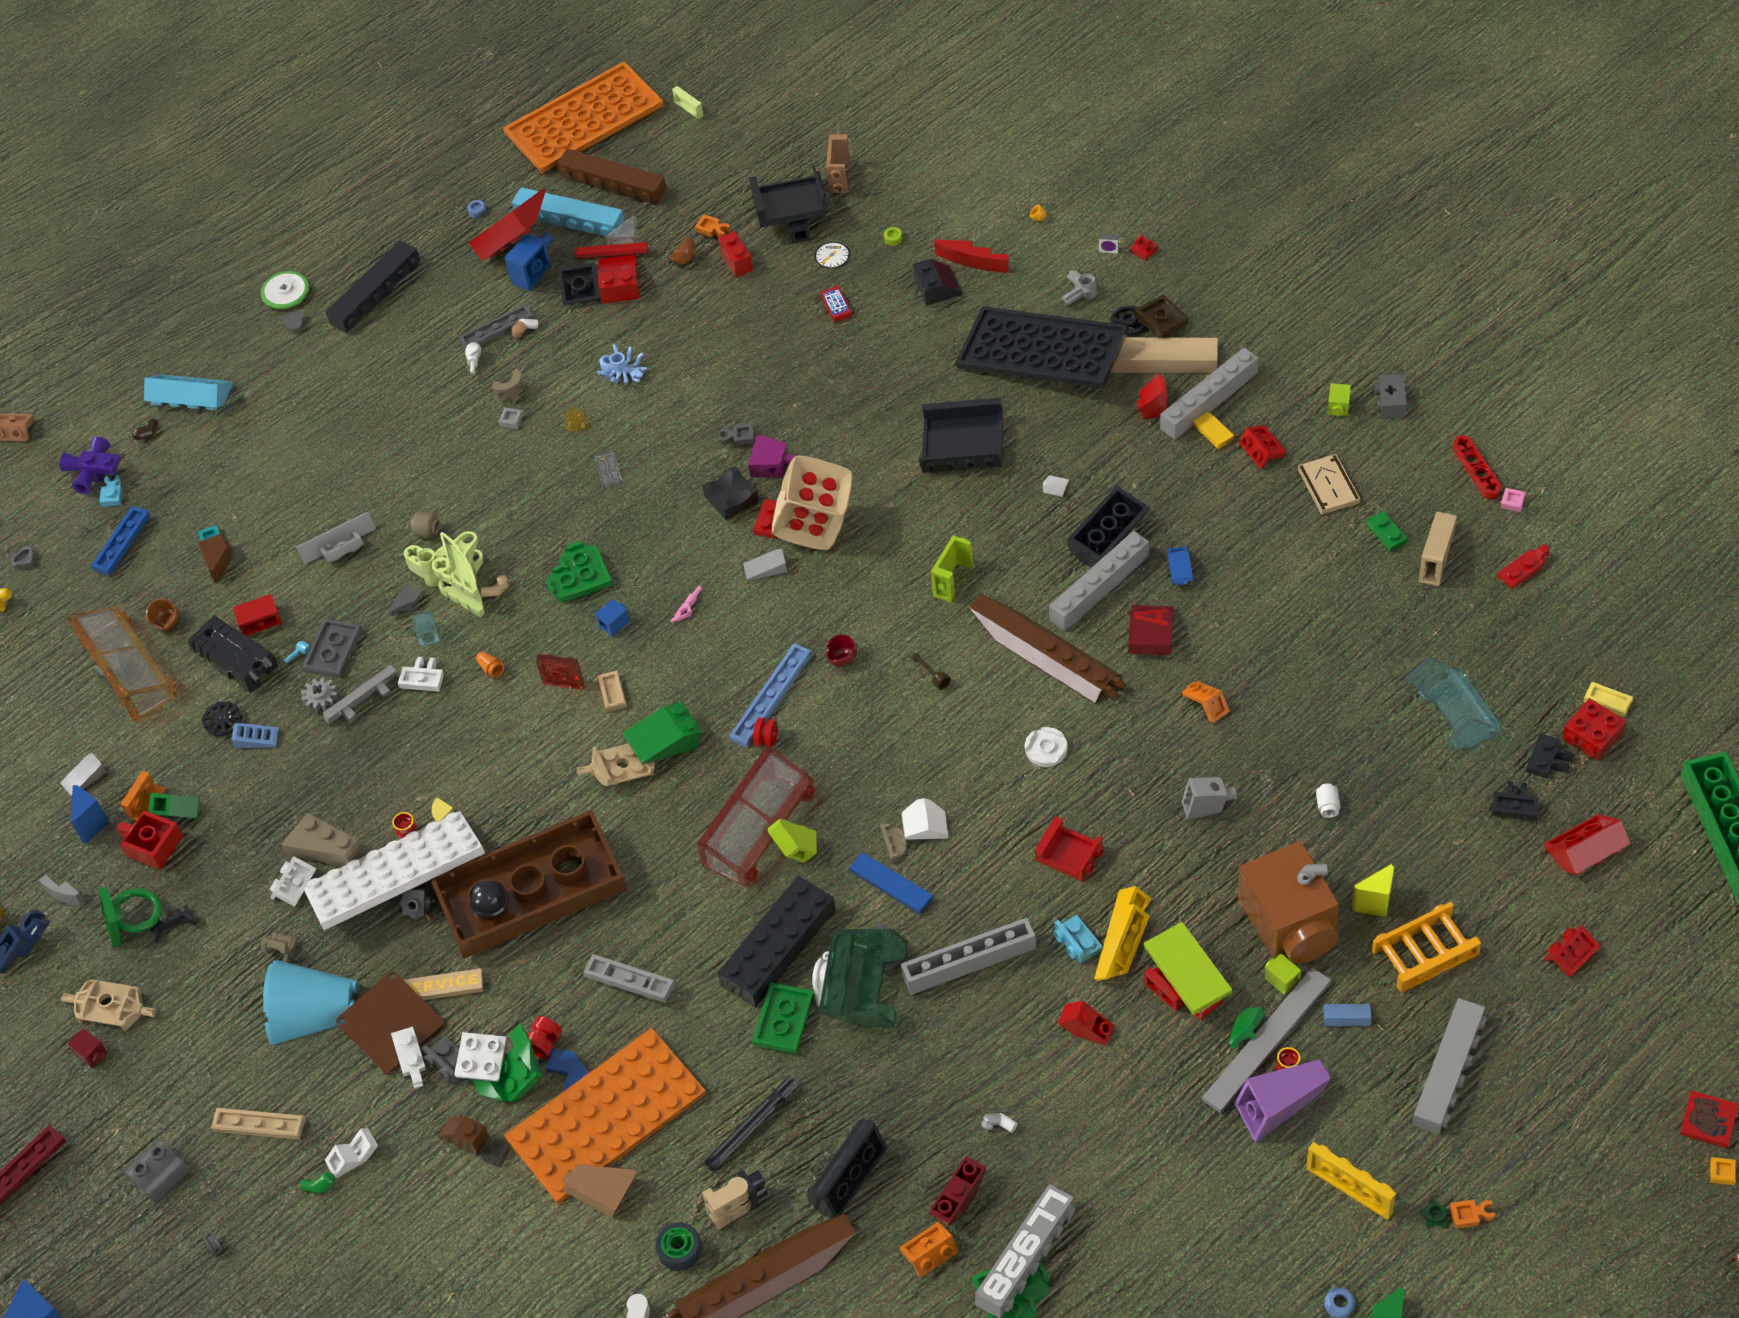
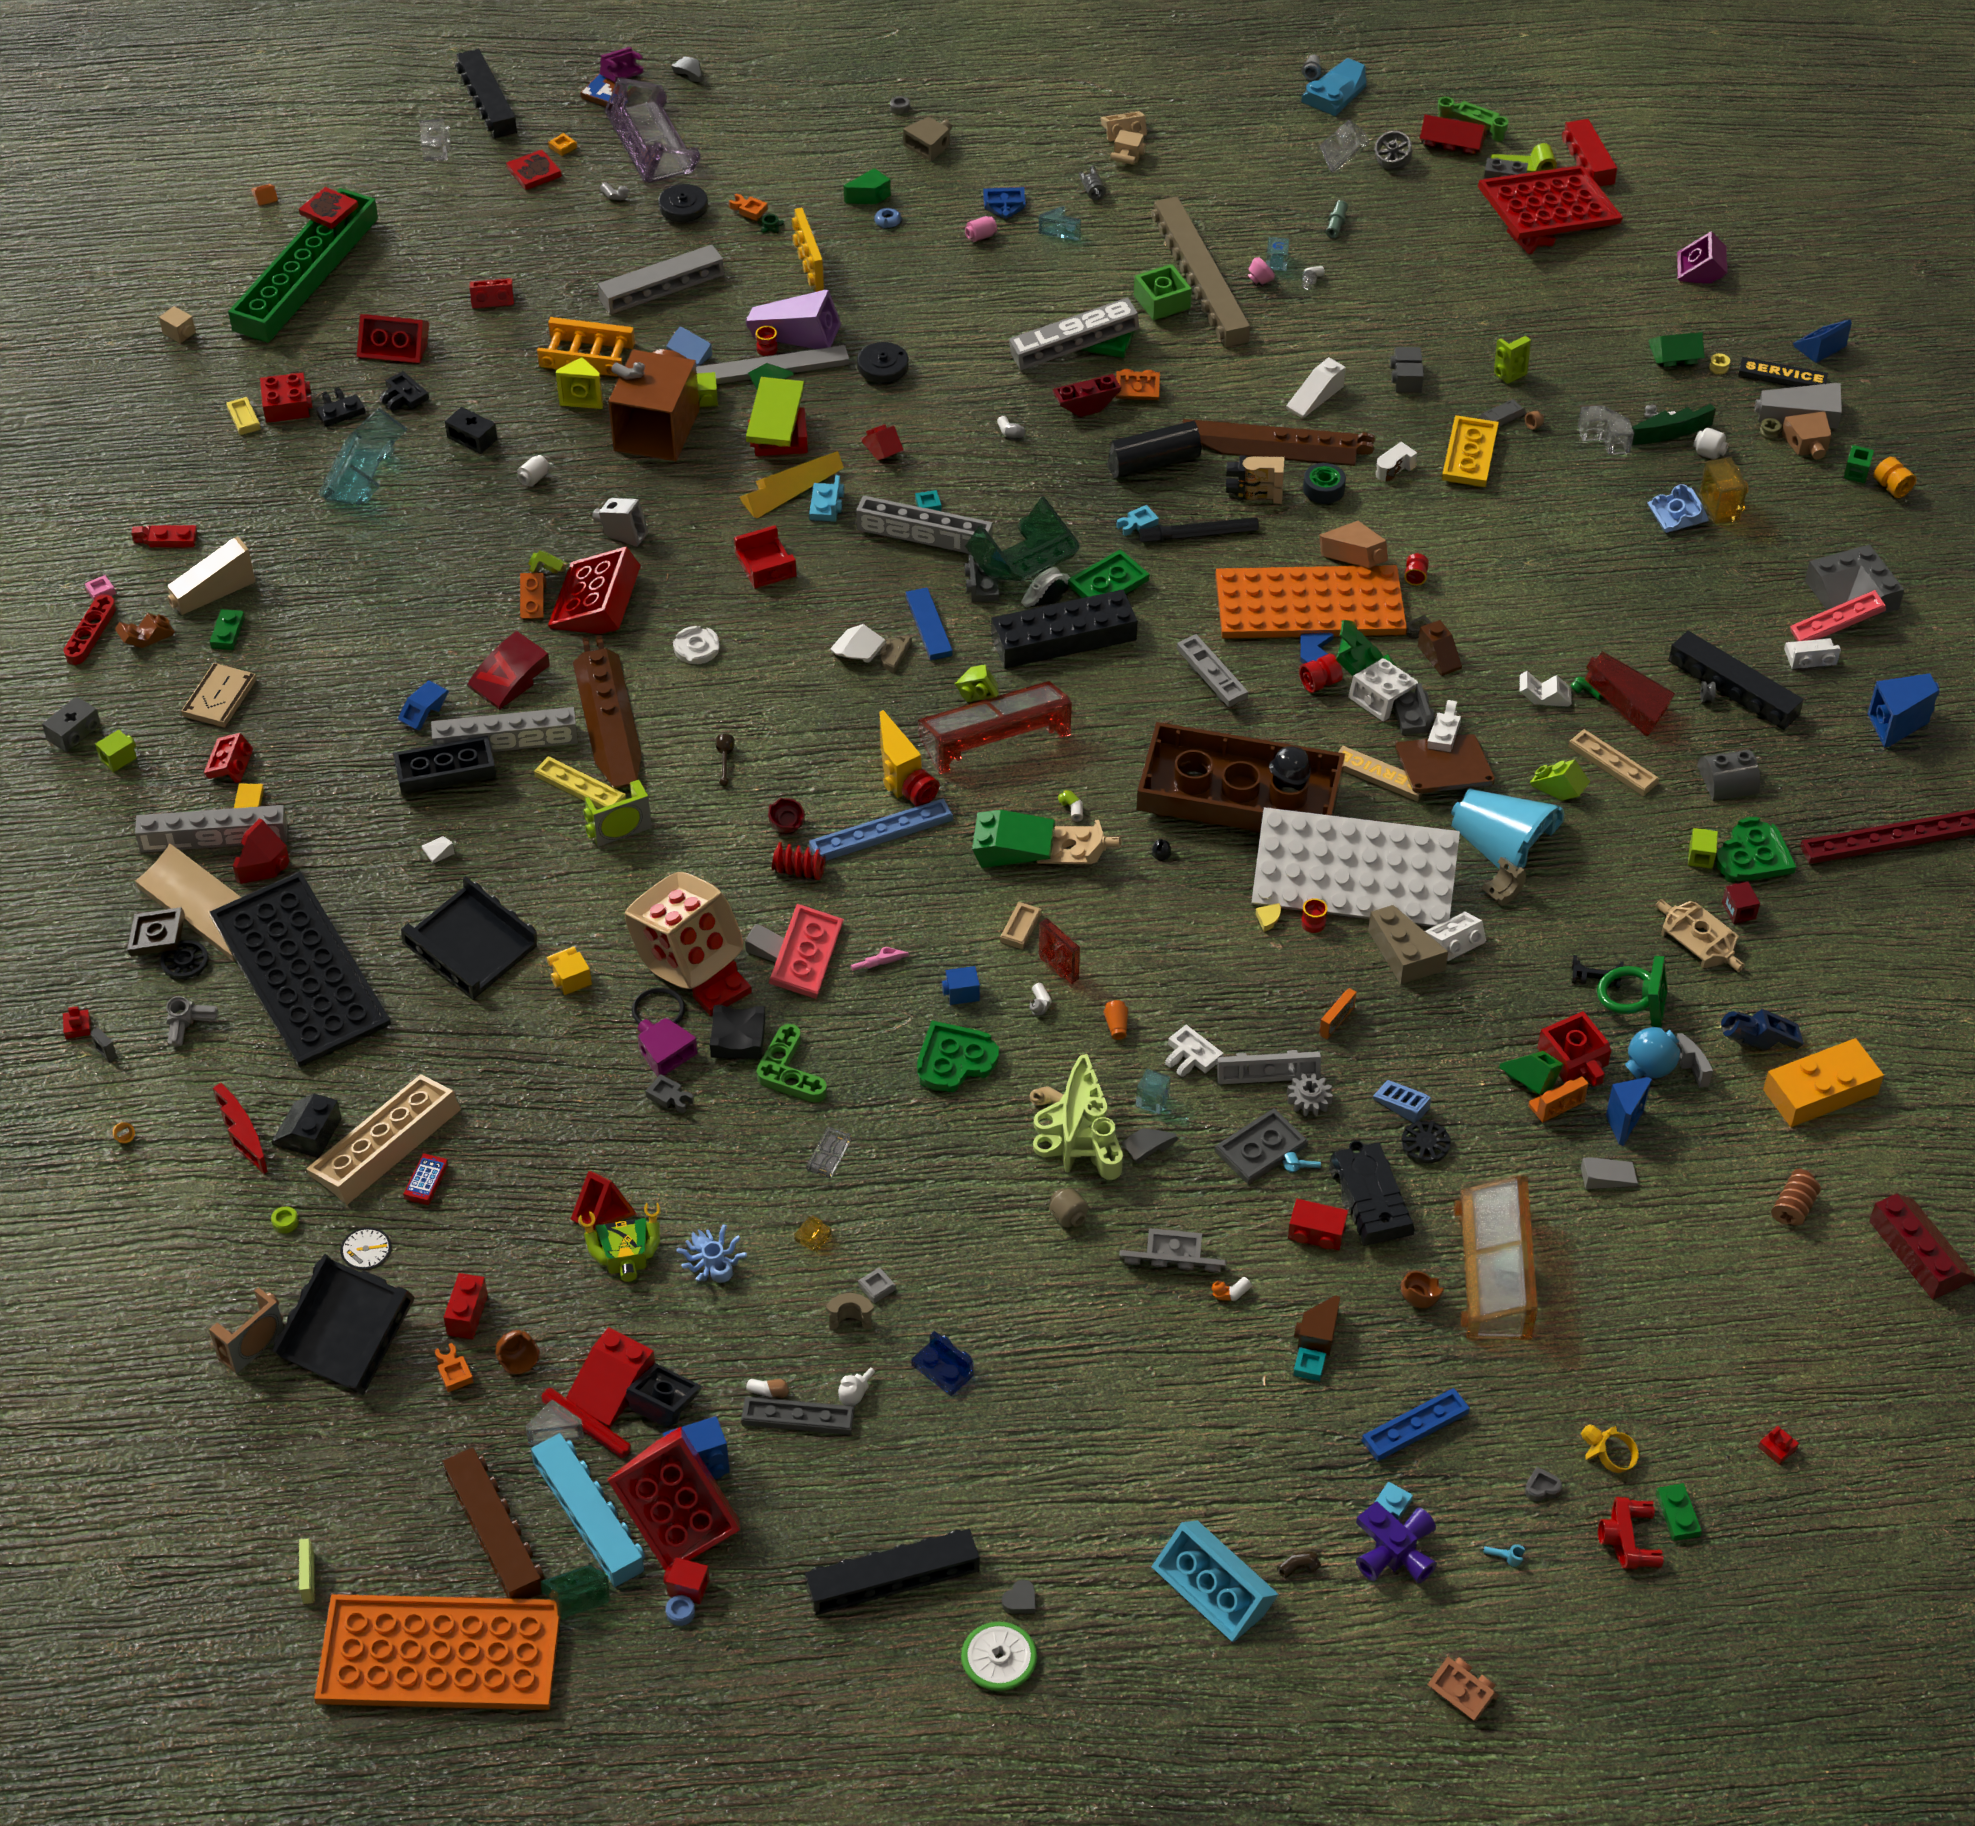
camera: 150 degrees left, 5 degrees down
(21, 511) = (1508, 1554): none -> medium azure hand
(89, 868) = (1653, 1053): none -> dark azure brick
(98, 1106) = (1754, 852): none -> green plate
(141, 1079) = (1702, 848): none -> lime brick
(194, 1271) = (1736, 680): none -> black brick
(273, 1188) = (1629, 691): none -> clear red slope
(287, 546) = (1230, 1293): none -> arm
(287, 1066) = (1561, 780): none -> lime slope
(338, 764) = (1337, 1013): none -> orange tile
(432, 401) = (944, 1364): none -> clear blue bracket
(482, 216) = (687, 1579): none -> red brick
(535, 1204) = (1416, 569): none -> red wheel
(538, 173) = (577, 1590): none -> clear green bracket
(551, 645) = (1043, 1000): none -> arm
(562, 810) = (1165, 851): none -> black hinge
(651, 804) = (1074, 802): none -> arm
(680, 337) = (623, 1244): none -> torso
(686, 496) = (779, 1067): none -> bright green beam
(717, 354) = (603, 1200): none -> red slope
(739, 575) = (806, 951): none -> coral tile
(800, 625) = (798, 861): none -> red piece
(800, 738) = (898, 755): none -> yellow slope
(807, 1097) = (1138, 519): none -> medium azure plate
(877, 460) = (569, 970): none -> yellow brick
(885, 306) = (384, 1138): none -> tan arch
(996, 997) = (928, 500): none -> teal tile
(1014, 587) = (577, 783): none -> light yellow tile
(1159, 729) = (596, 593): none -> red slope
(1168, 1111) = (882, 362): none -> black wheel
(1214, 719) = (550, 562): none -> lime bracket
(1418, 802) = (471, 430): none -> black brick
(1437, 488) = (150, 631): none -> dark orange slope
(1530, 1170) = (683, 202): none -> black wheel
(1607, 1142) = (620, 194): none -> light grey arm
(1656, 1239) = (647, 131): none -> windscreen

